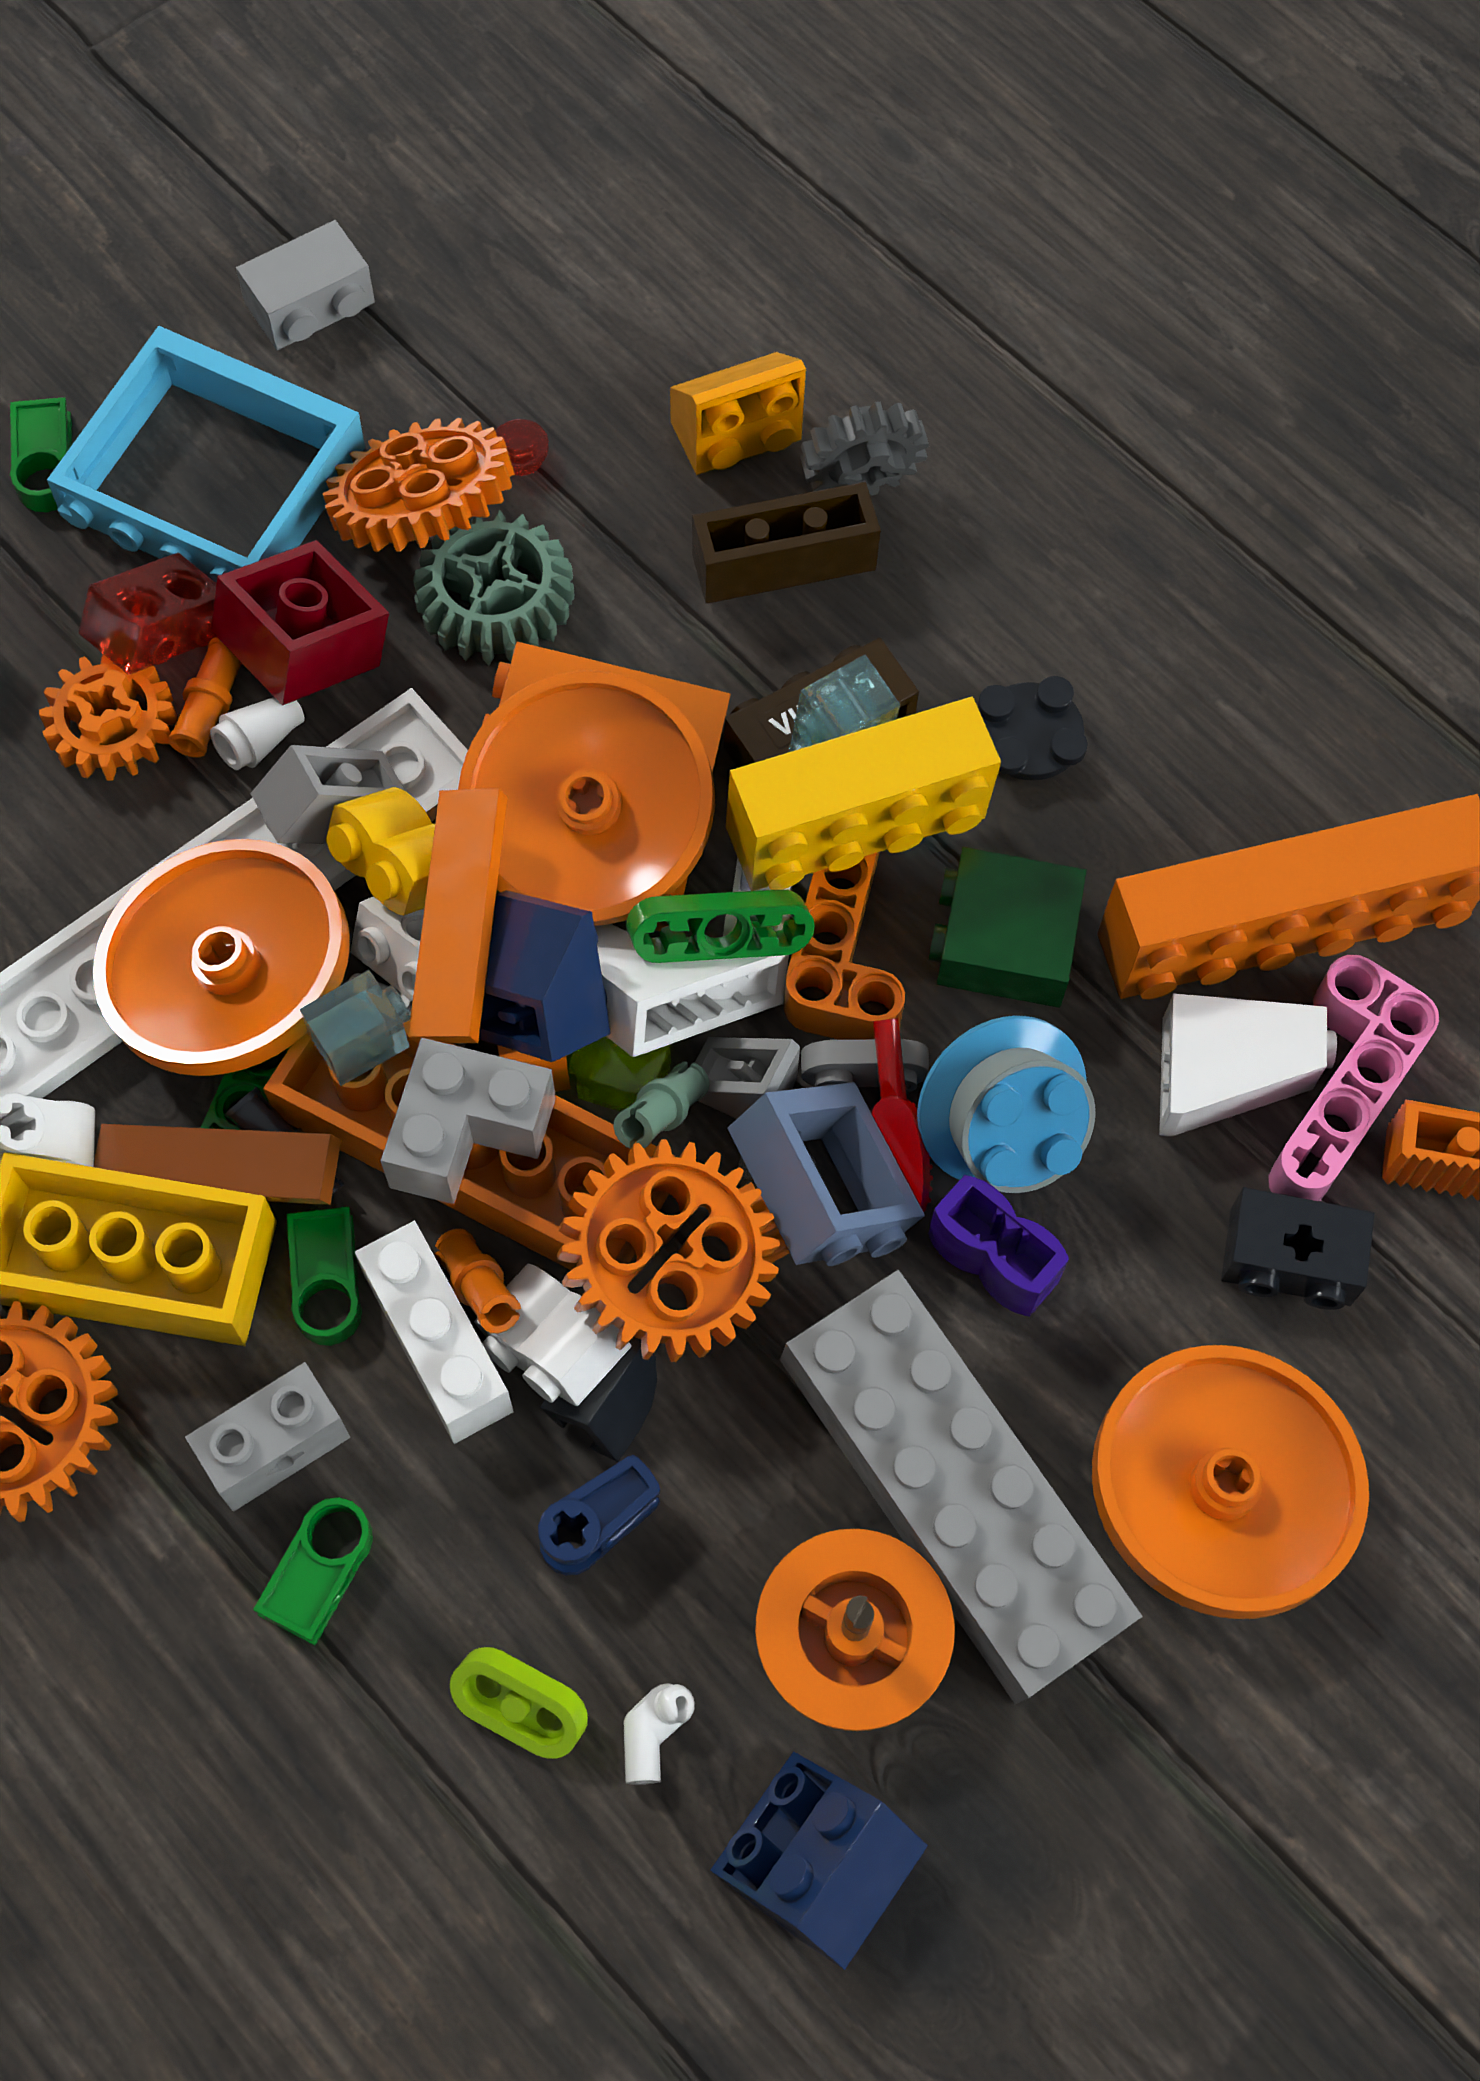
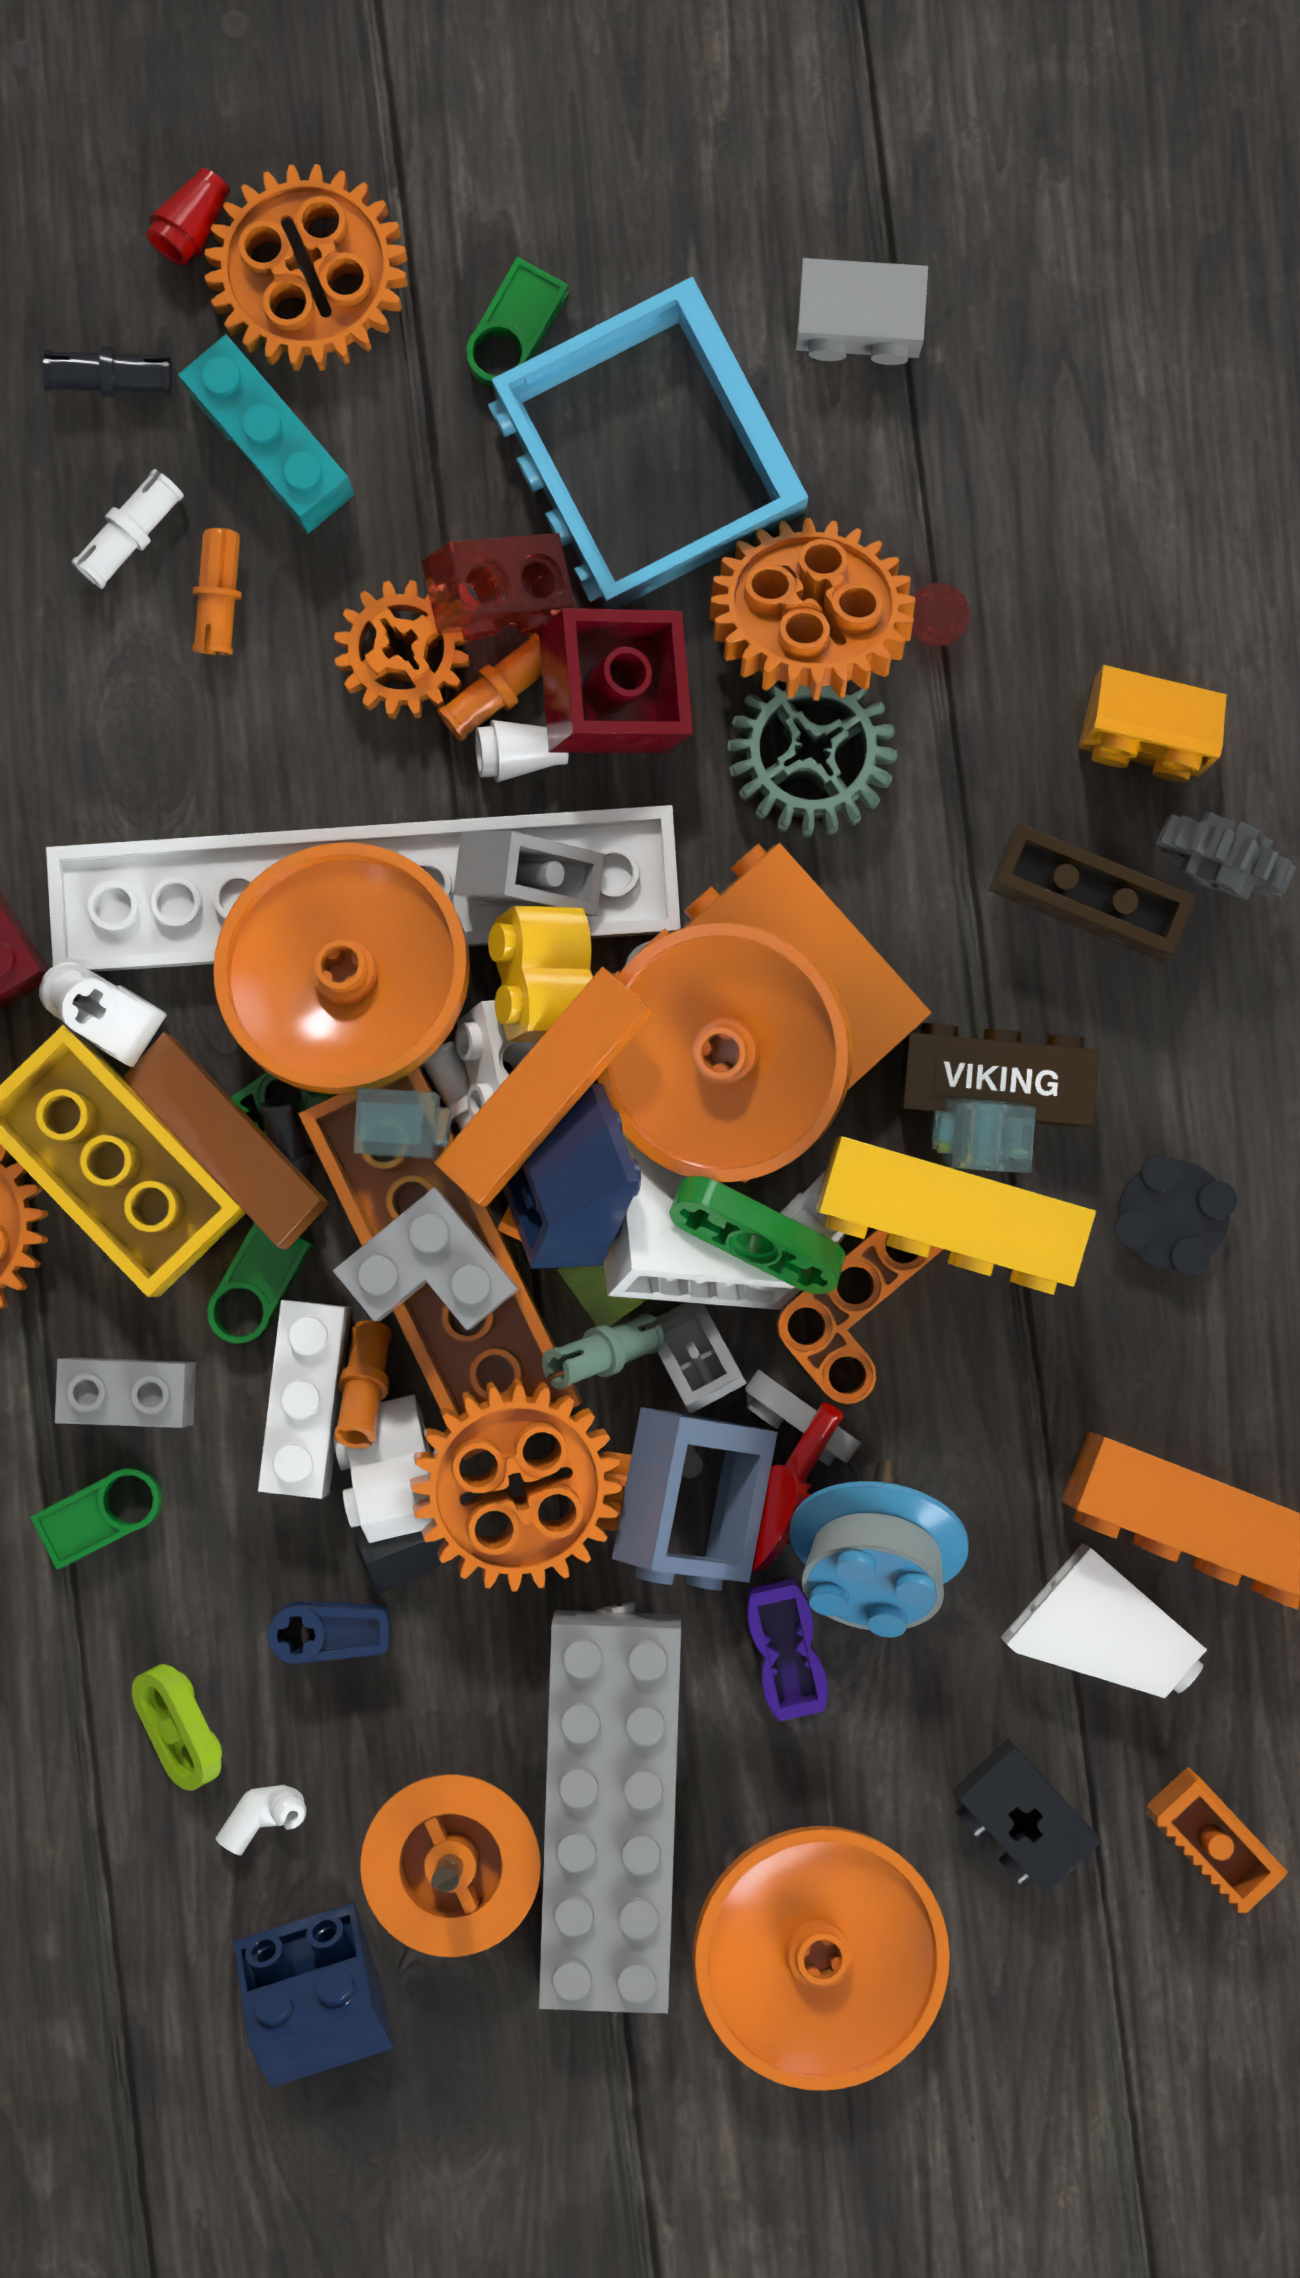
camera: 45 degrees right, 20 degrees up
(1008, 926) = (1007, 1386): dark green brick -> none
(1348, 1093) = (1171, 1715): bright pink beam -> none

